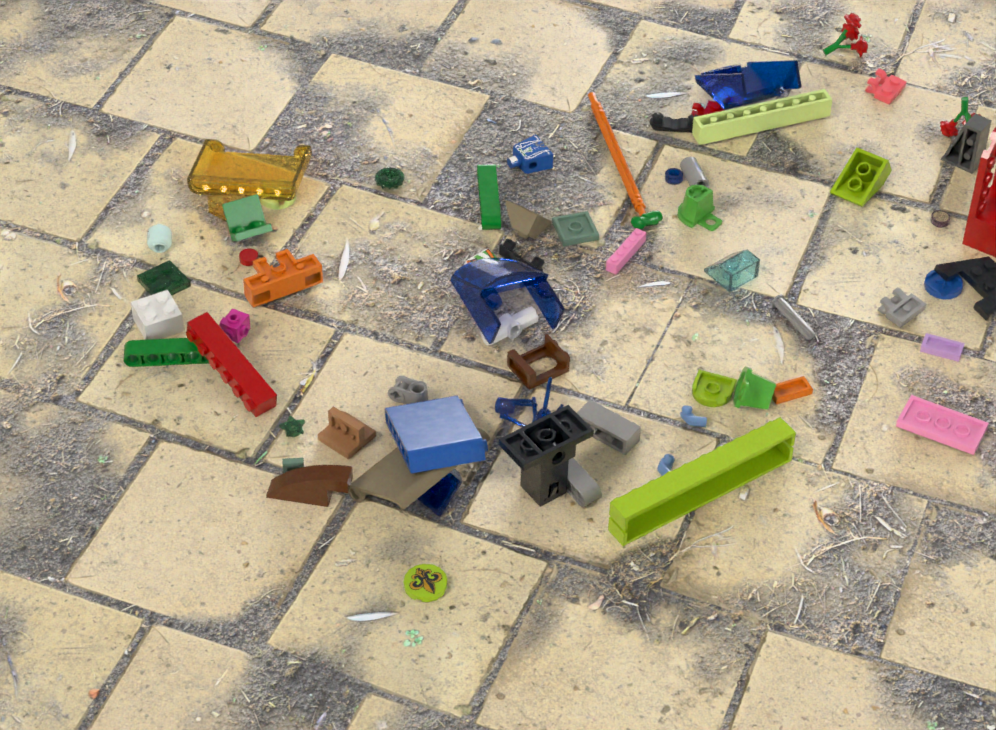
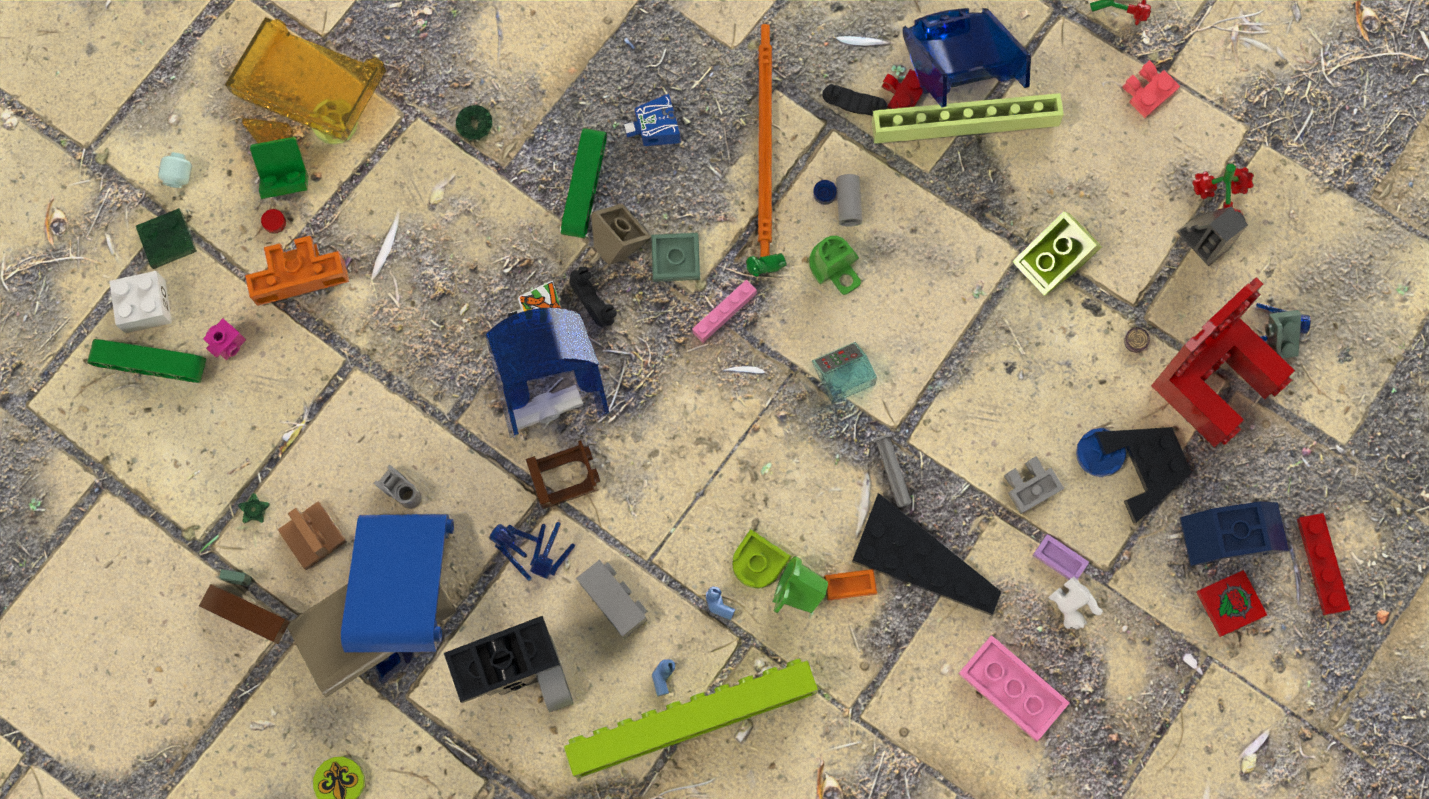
camera: 20 degrees right, 30 degrees up
(231, 364) = (199, 407): red brick -> none
(836, 366) = (910, 554): none -> black wing
(964, 362) = (1075, 599): none -> white animal

